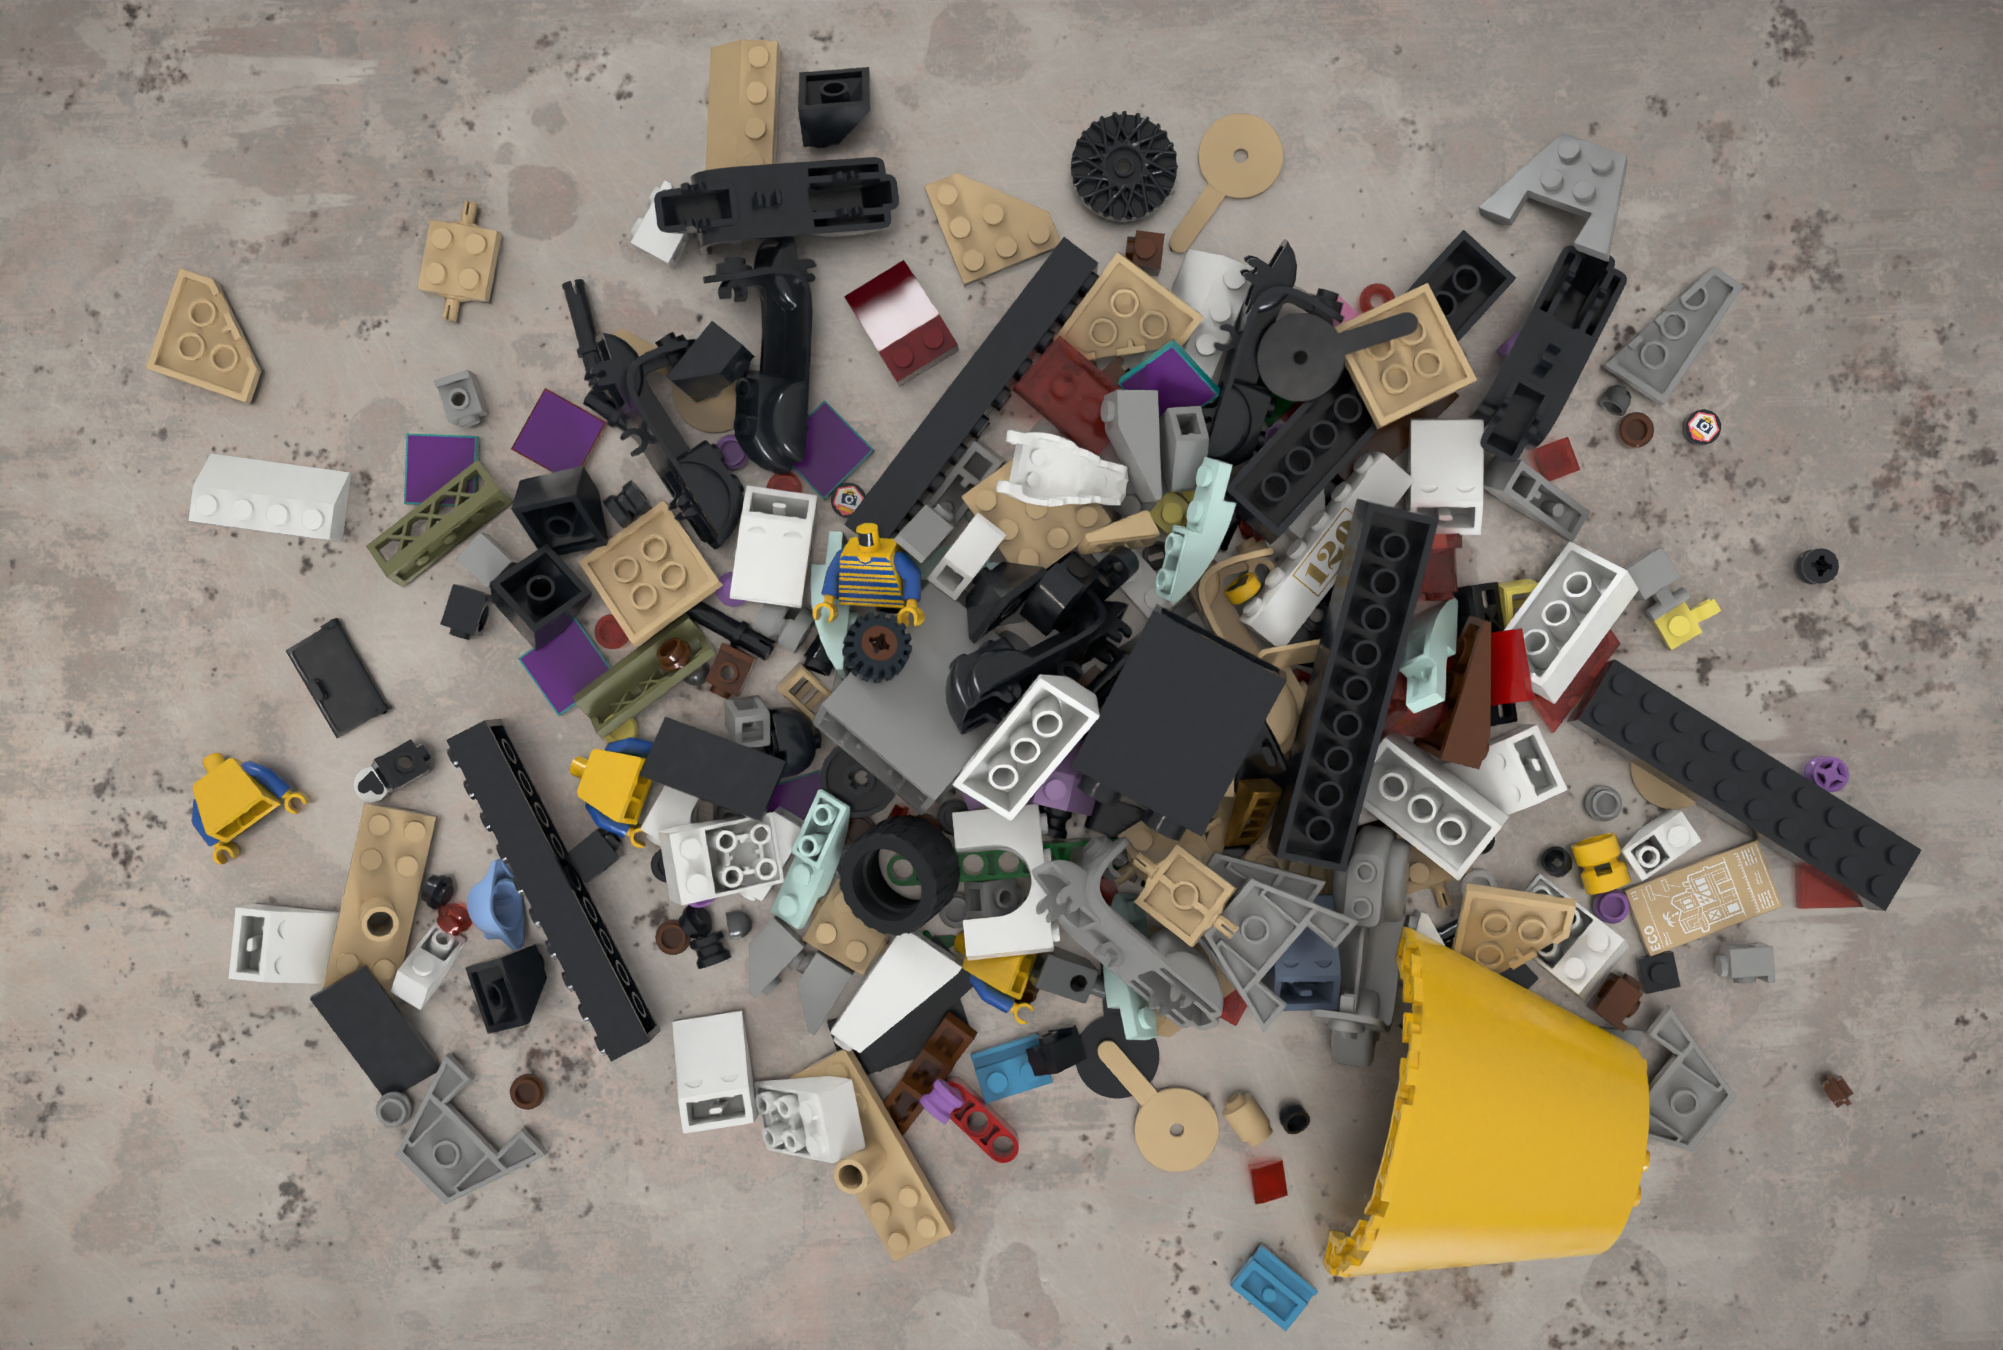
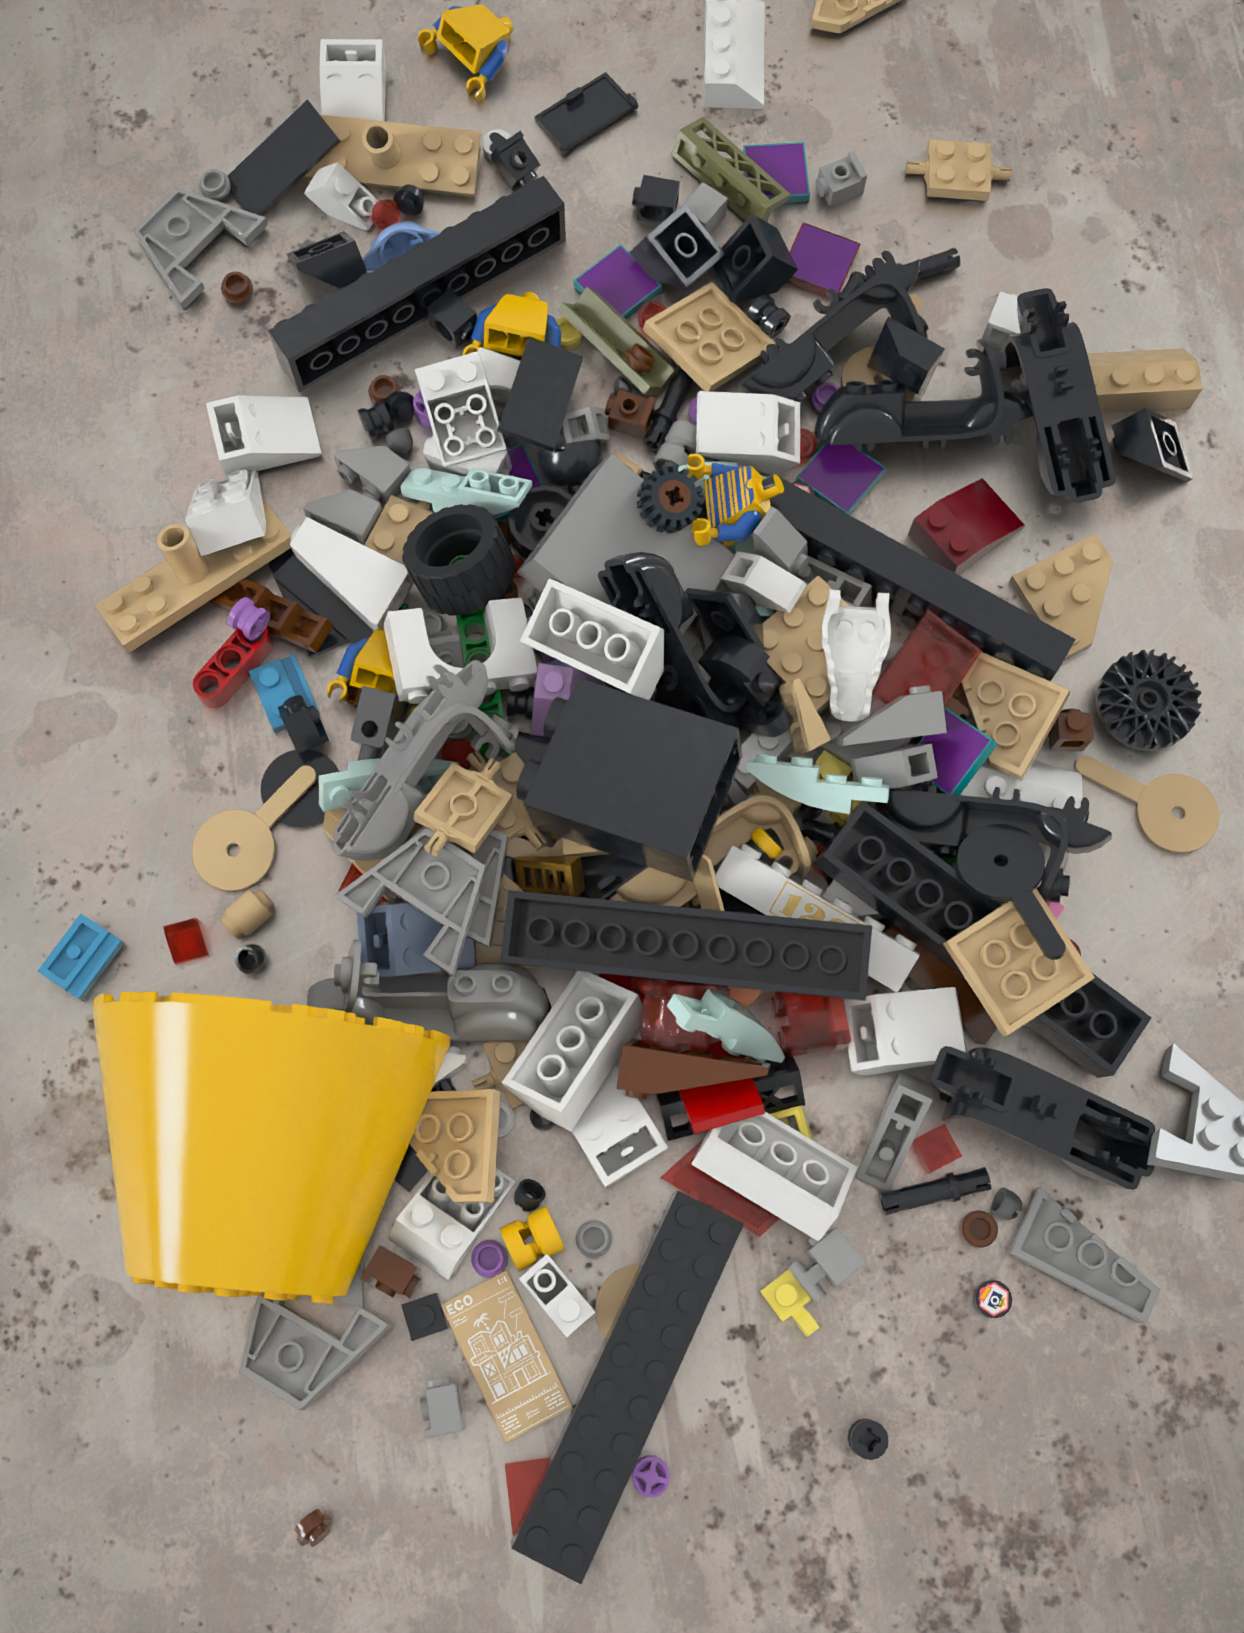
camera: 80 degrees right, 15 degrees down
(1596, 466) = (934, 1191): none -> black pin

